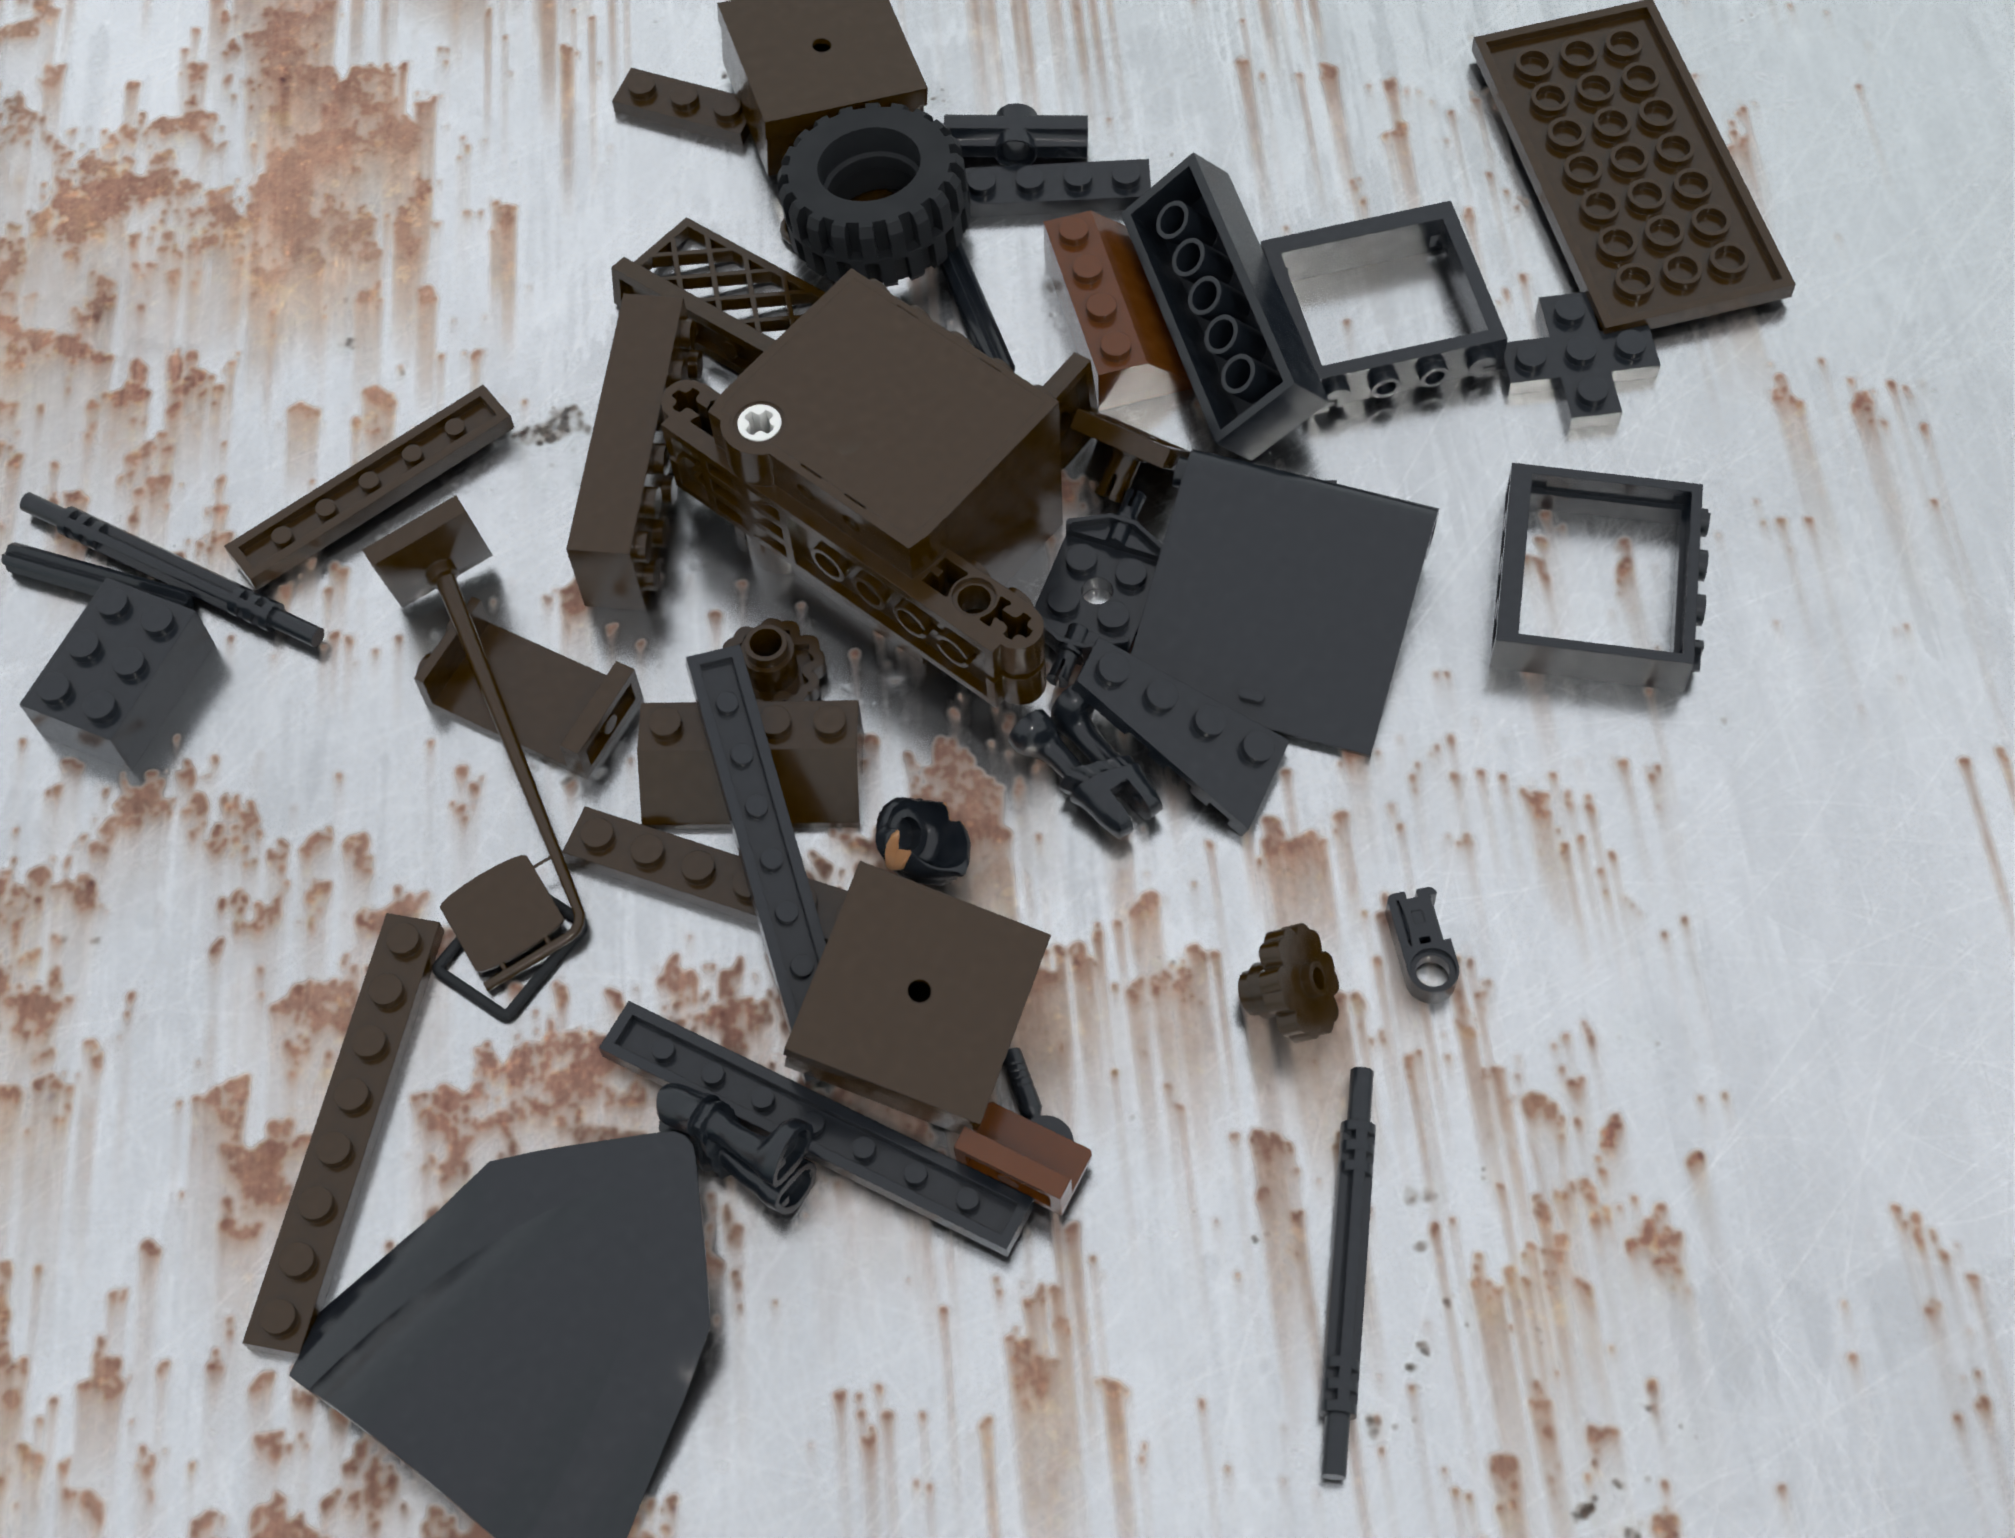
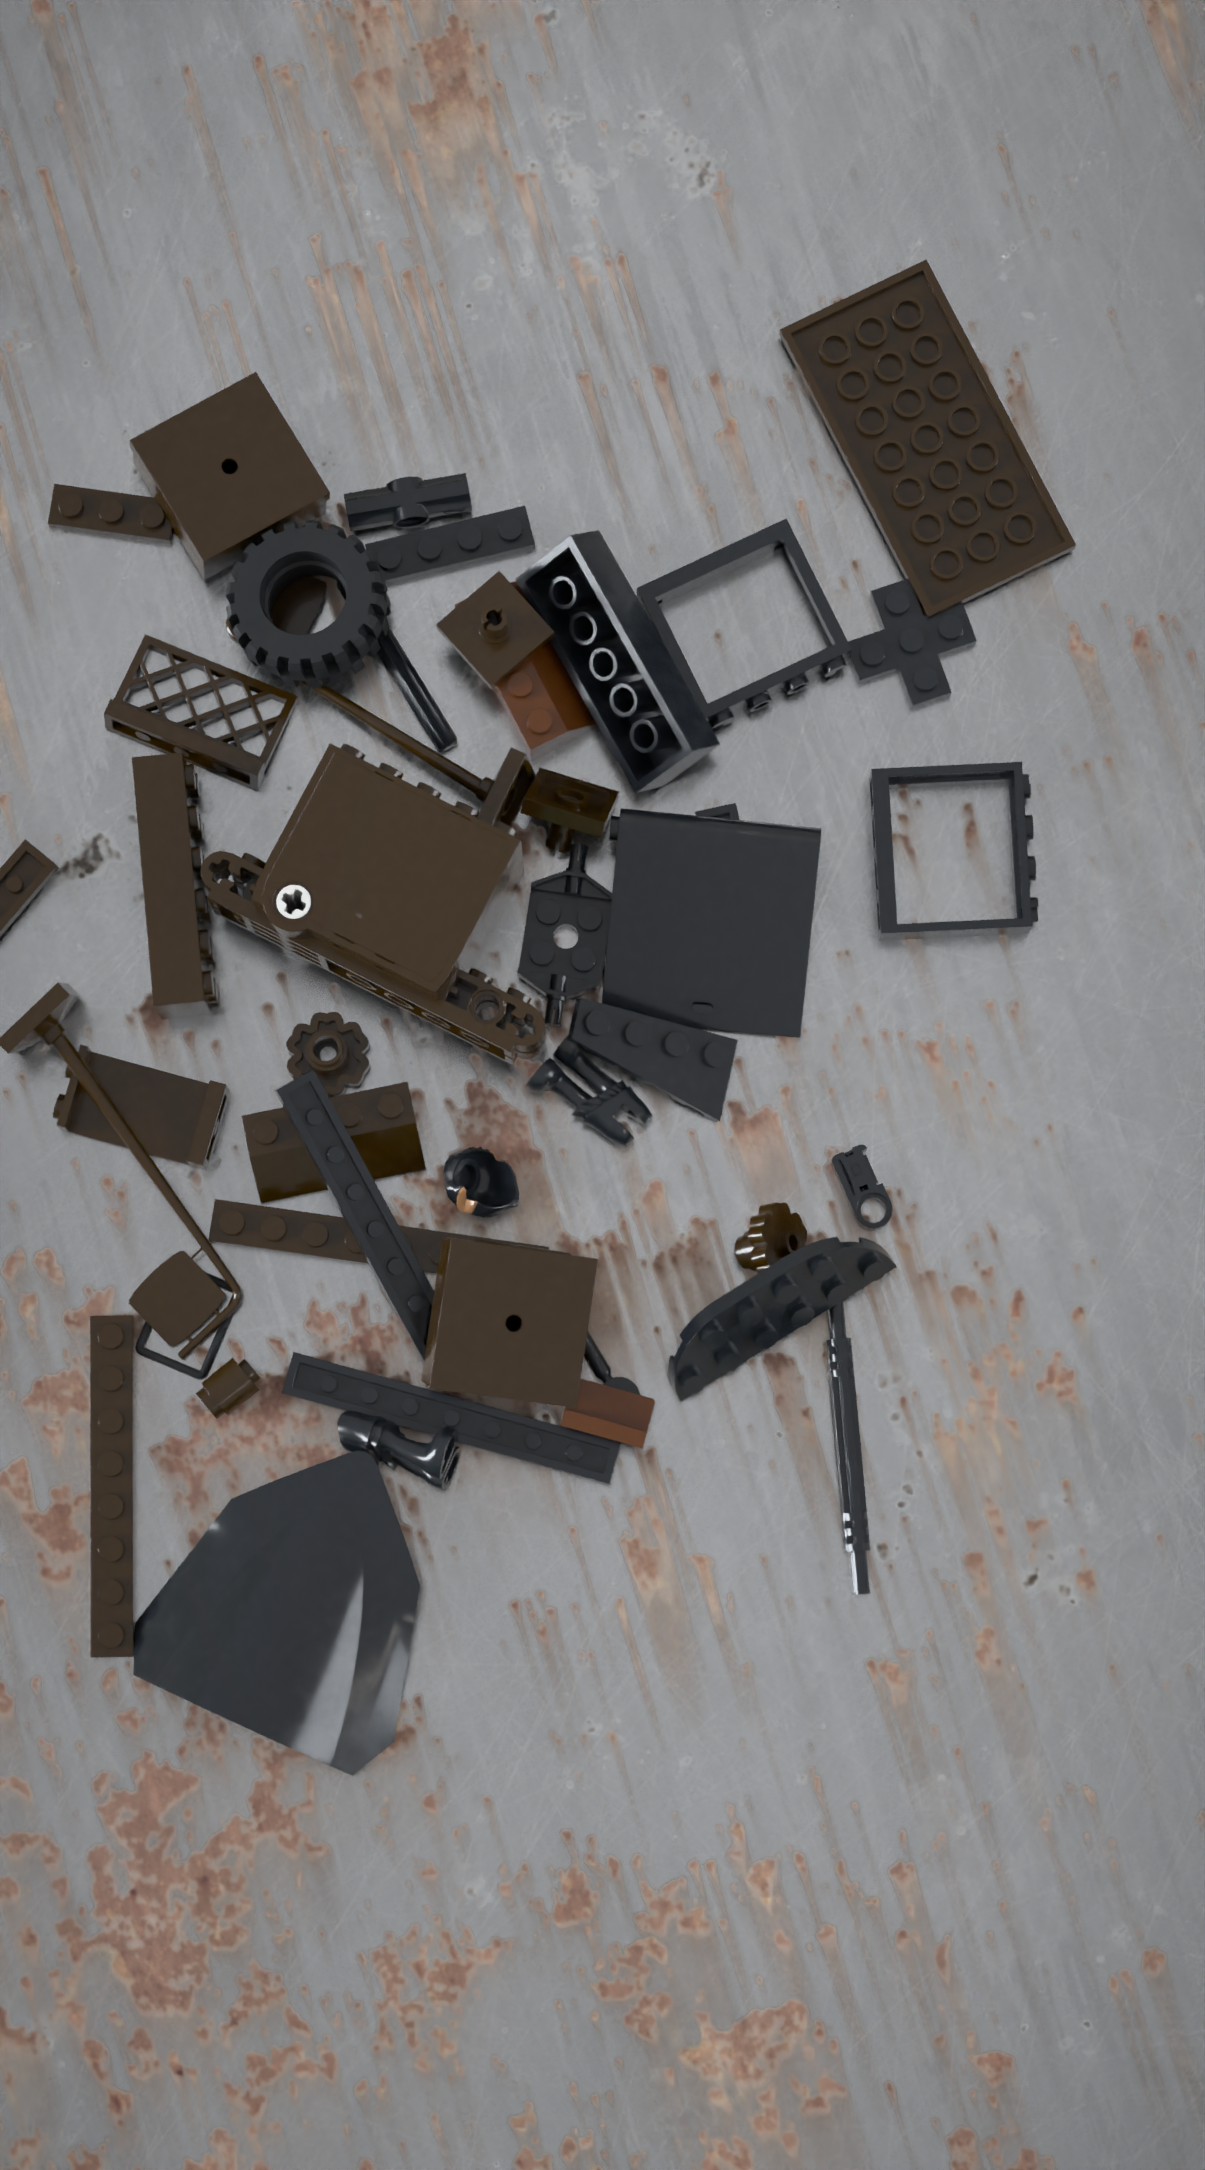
camera: 15 degrees left, 20 degrees up
(533, 1030) = (229, 1387): none -> dark brown brick
(1084, 243) = (495, 630): none -> dark brown tile
(1274, 1055) = (772, 1307): none -> black plate

